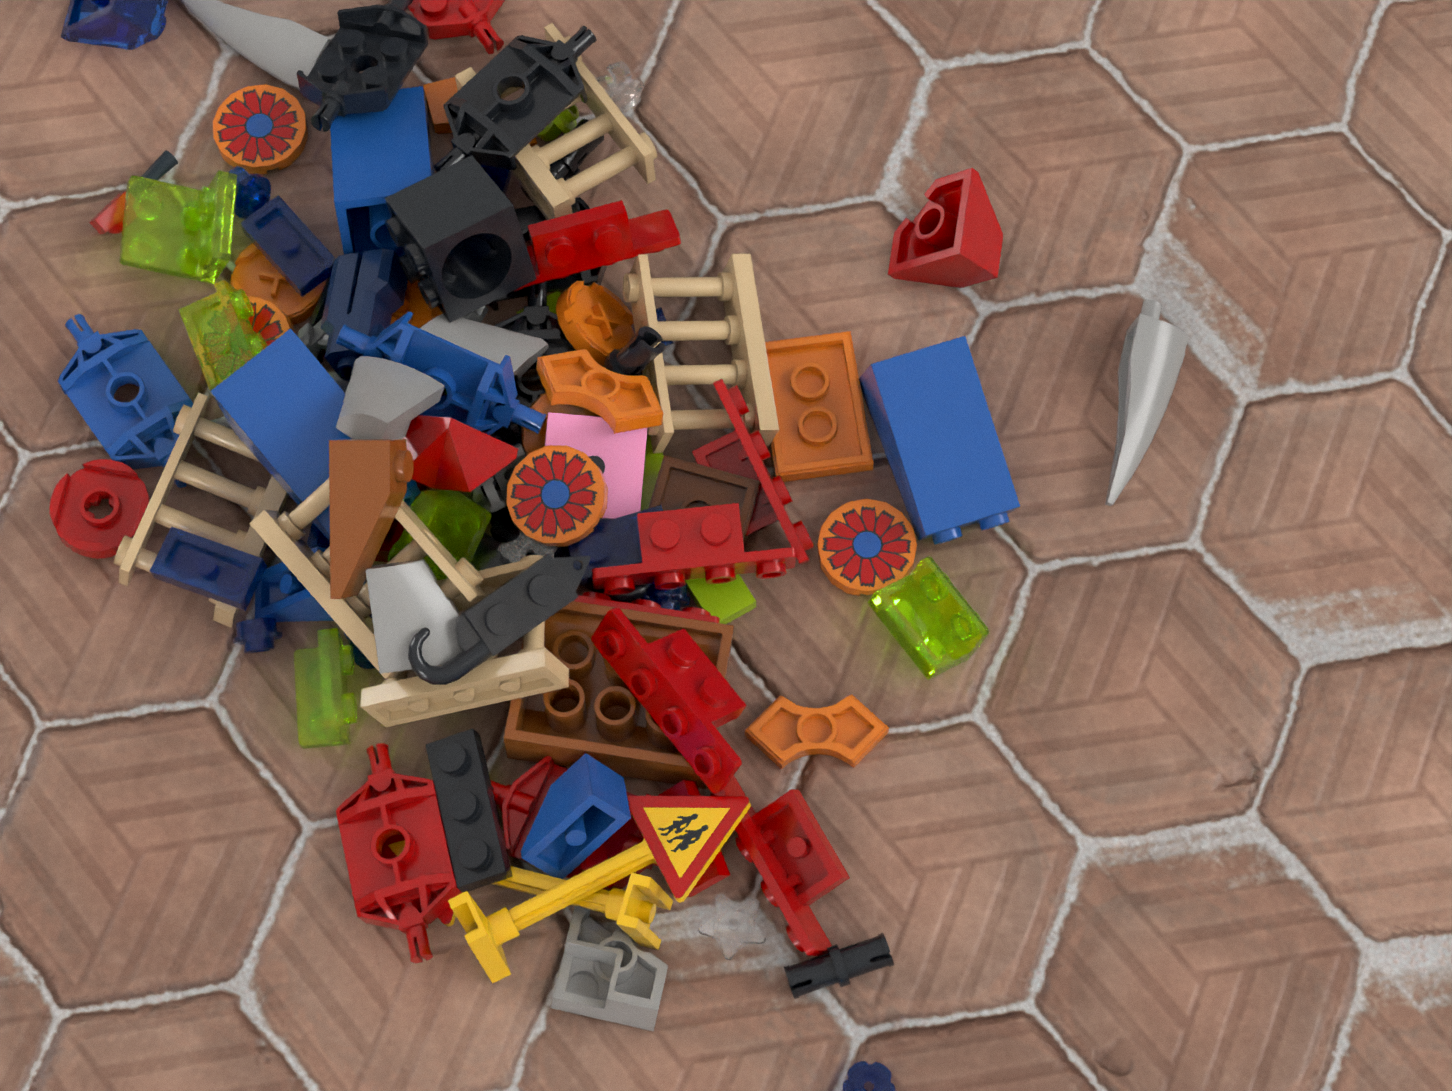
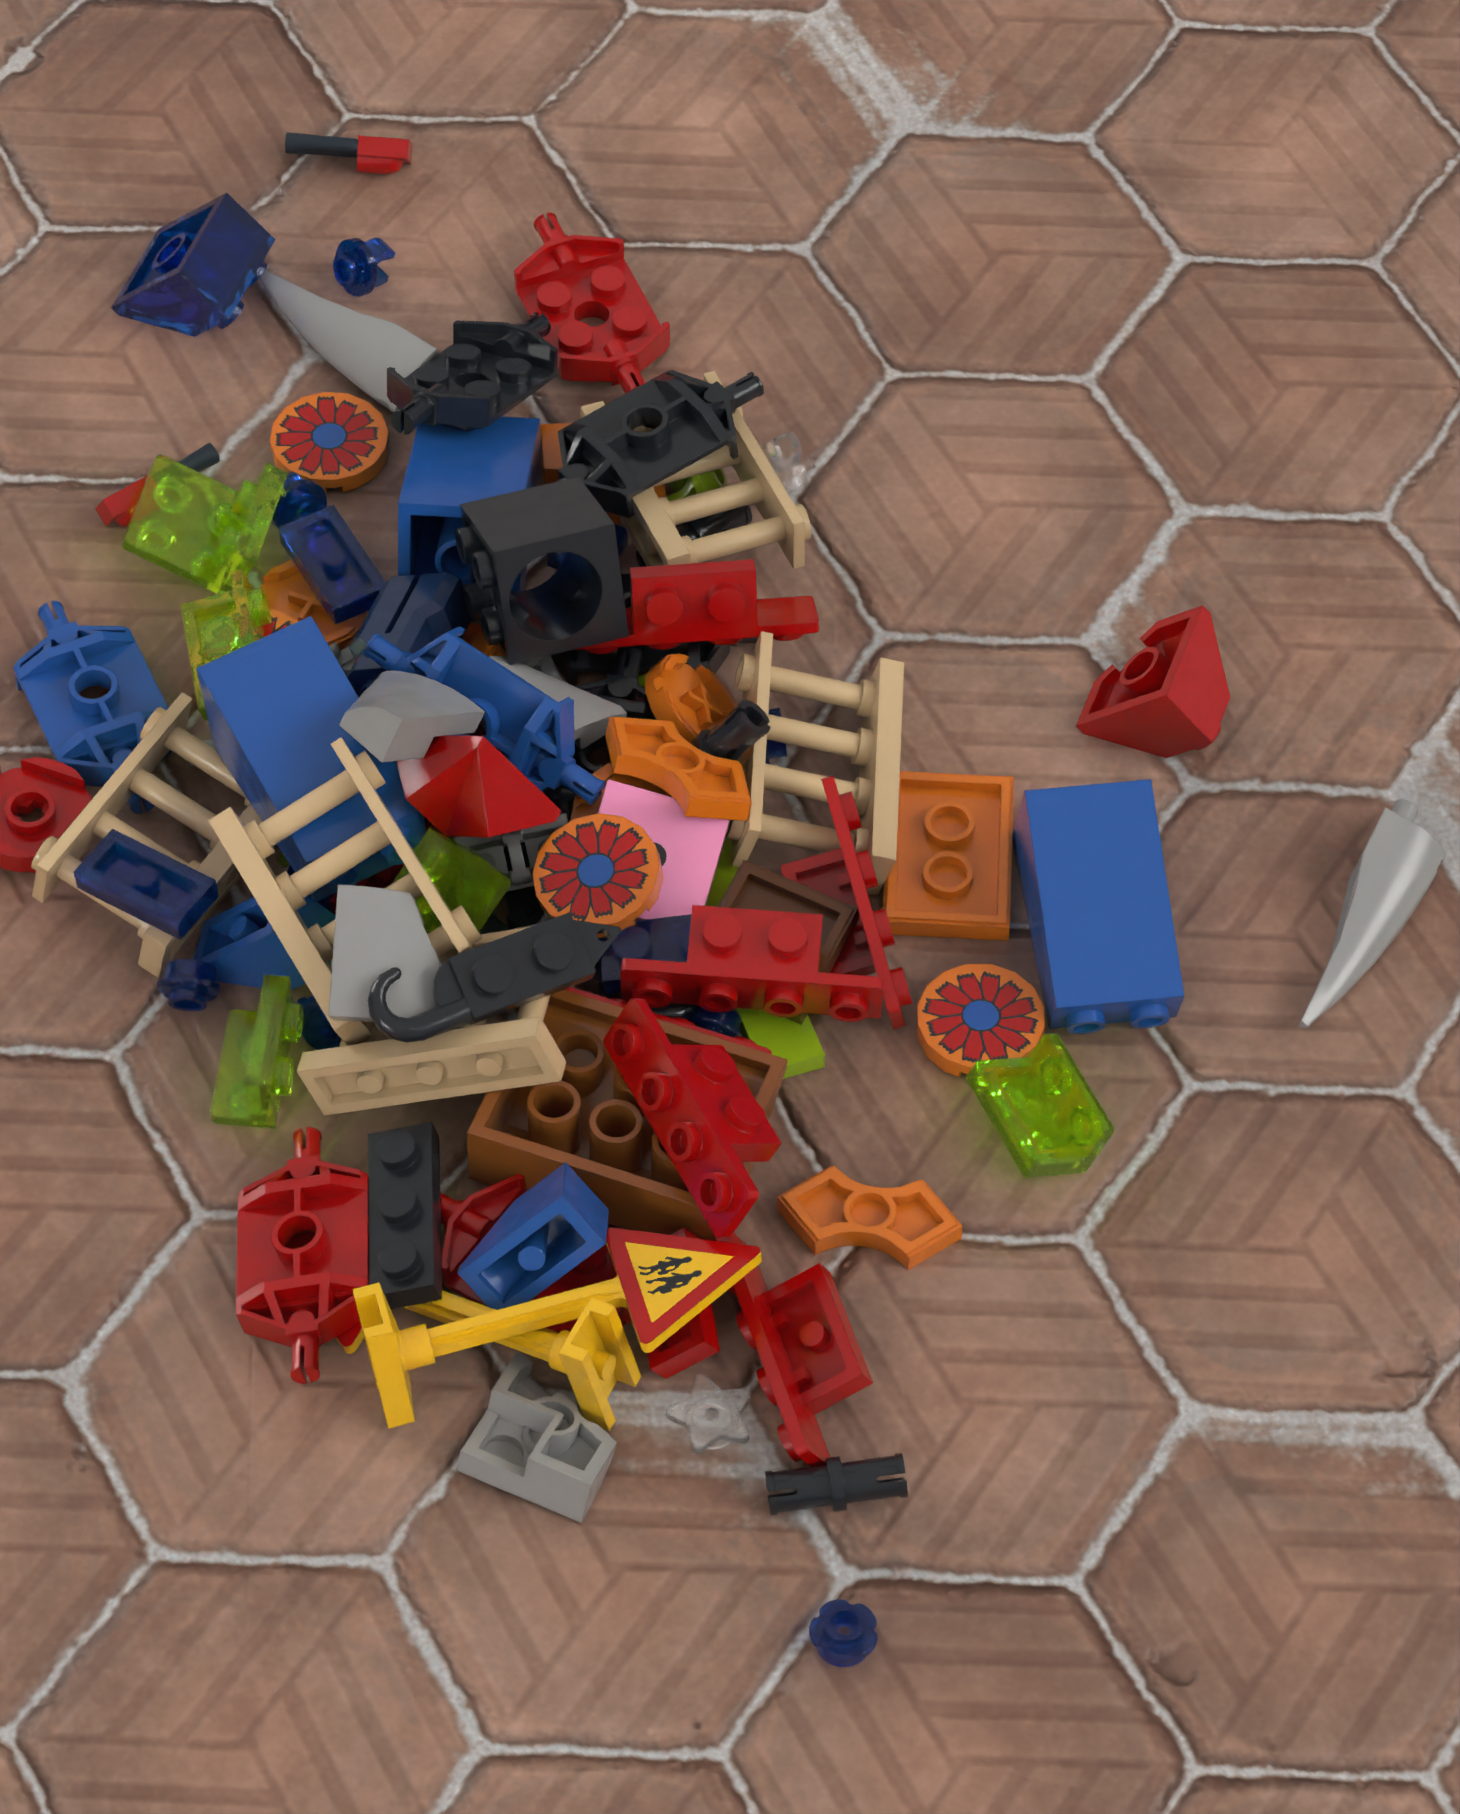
camera: 10 degrees right, 15 degrees down
(364, 496) = (354, 805): dark orange slope -> none

